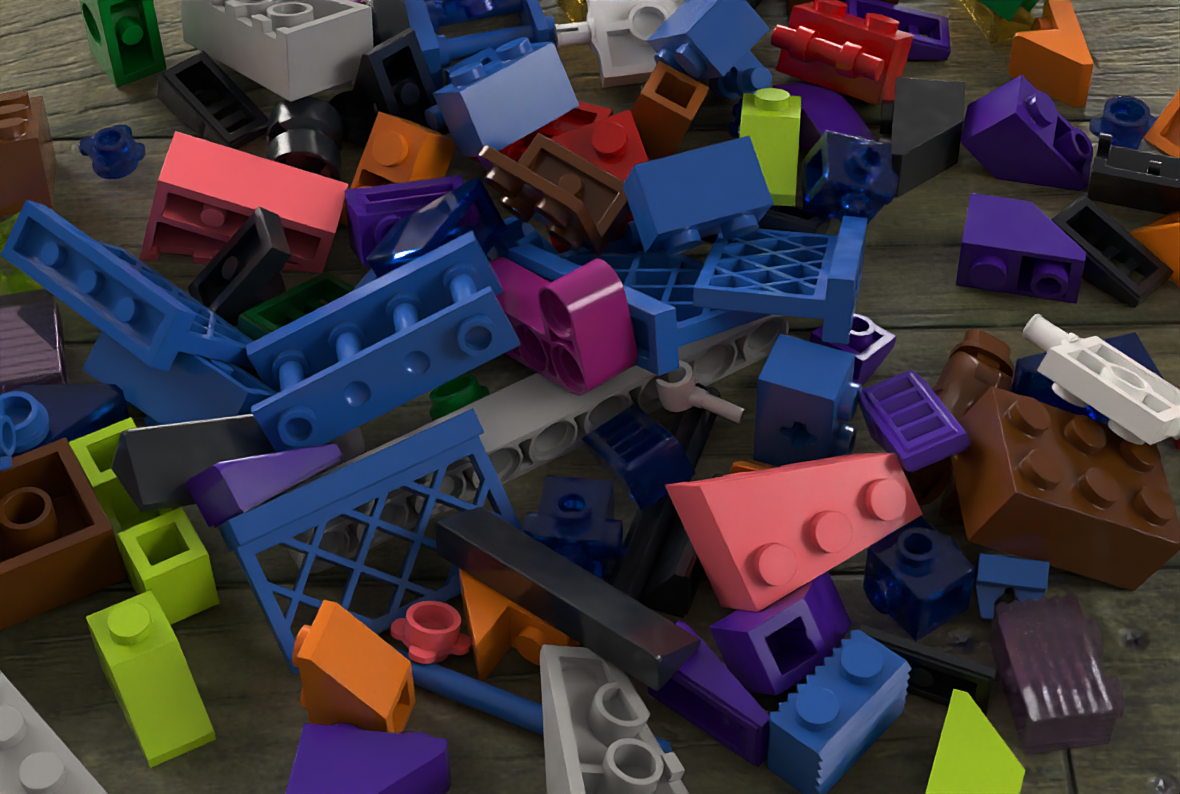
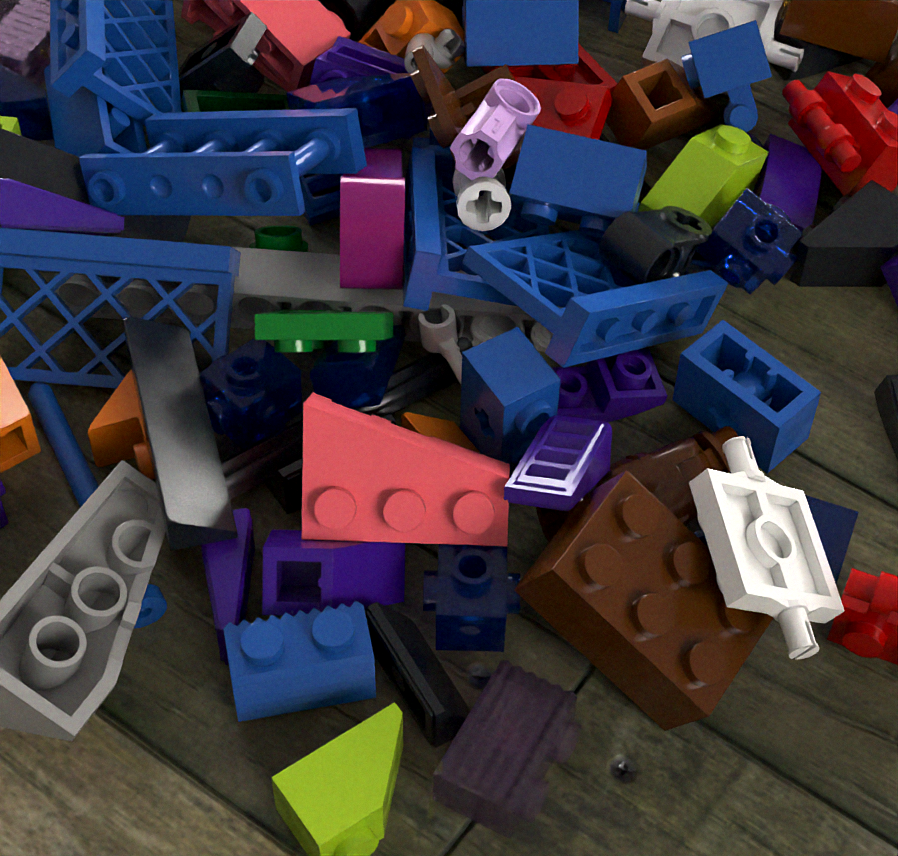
camera: 35 degrees right, 5 degrees up
(431, 632) = (81, 402): coral plate -> none
(445, 160) = (442, 49): none -> light grey arm
(586, 443) = (309, 328): none -> green plate
(600, 181) = (494, 129): none -> lavender piece
(632, 254) = (483, 211): none -> white bush
(803, 214) = (653, 243): none -> black piece
(964, 290) = (742, 386): none -> blue brick
(1007, 574) = (541, 641): blue tile -> none
(1018, 251) = (851, 382): dark purple slope -> none

